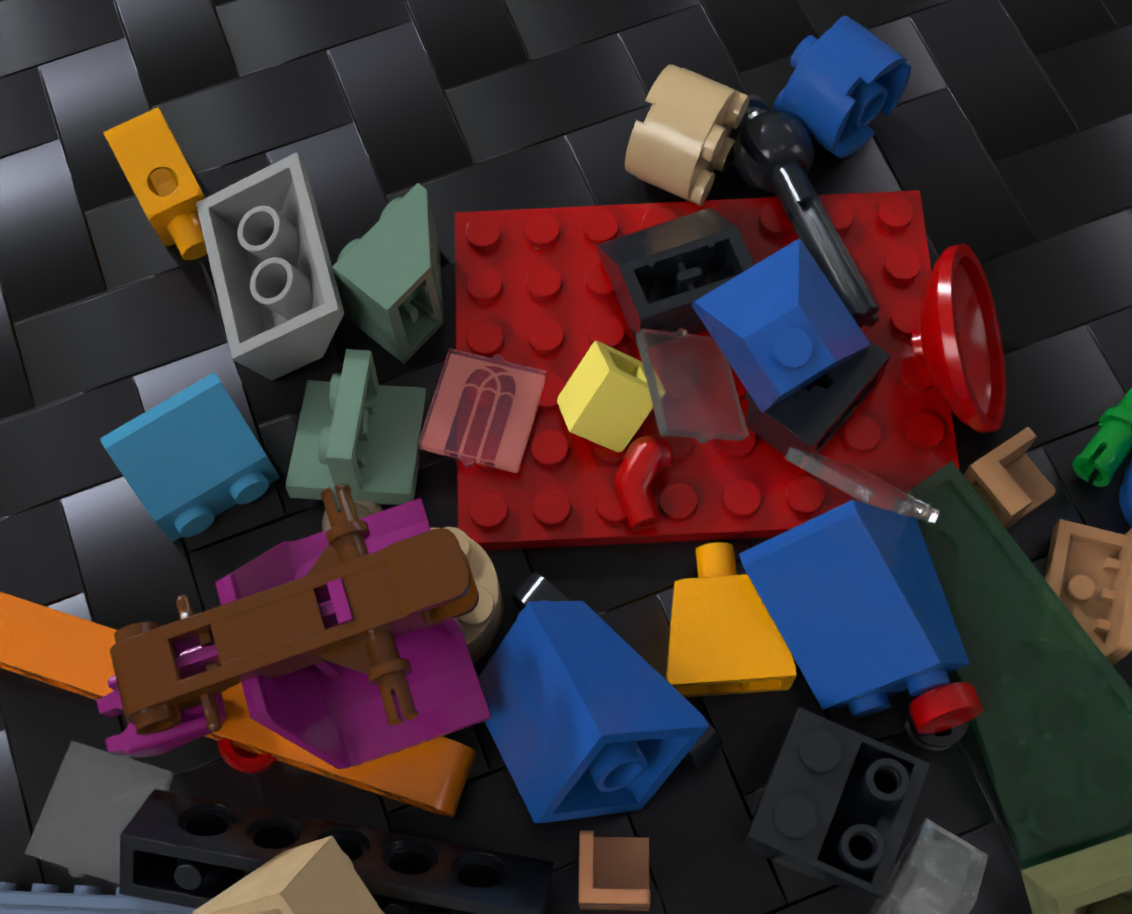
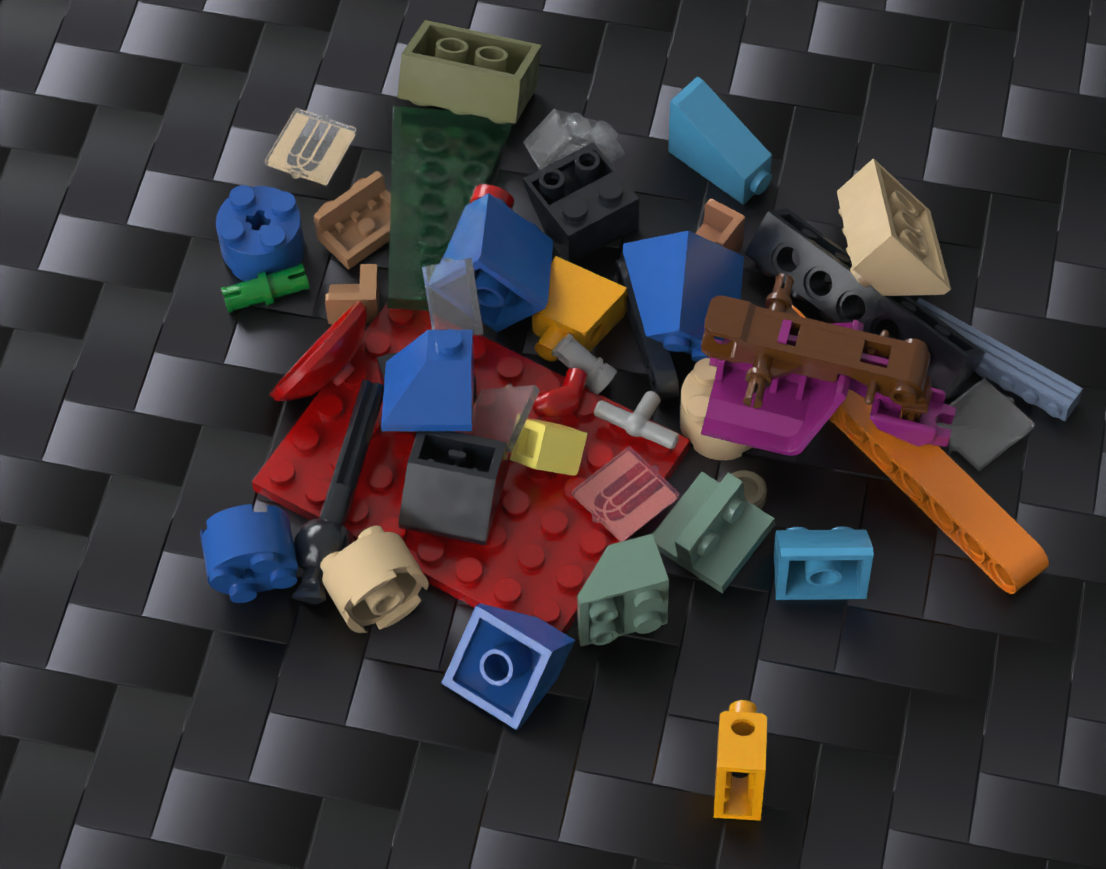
camera: 150 degrees left, 10 degrees down
(272, 269) = (700, 642): light grey slope -> none
(478, 160) = (507, 662): none -> blue slope
(525, 501) = (638, 423): none -> light grey piece
(639, 555) = (574, 355): none -> light grey pin

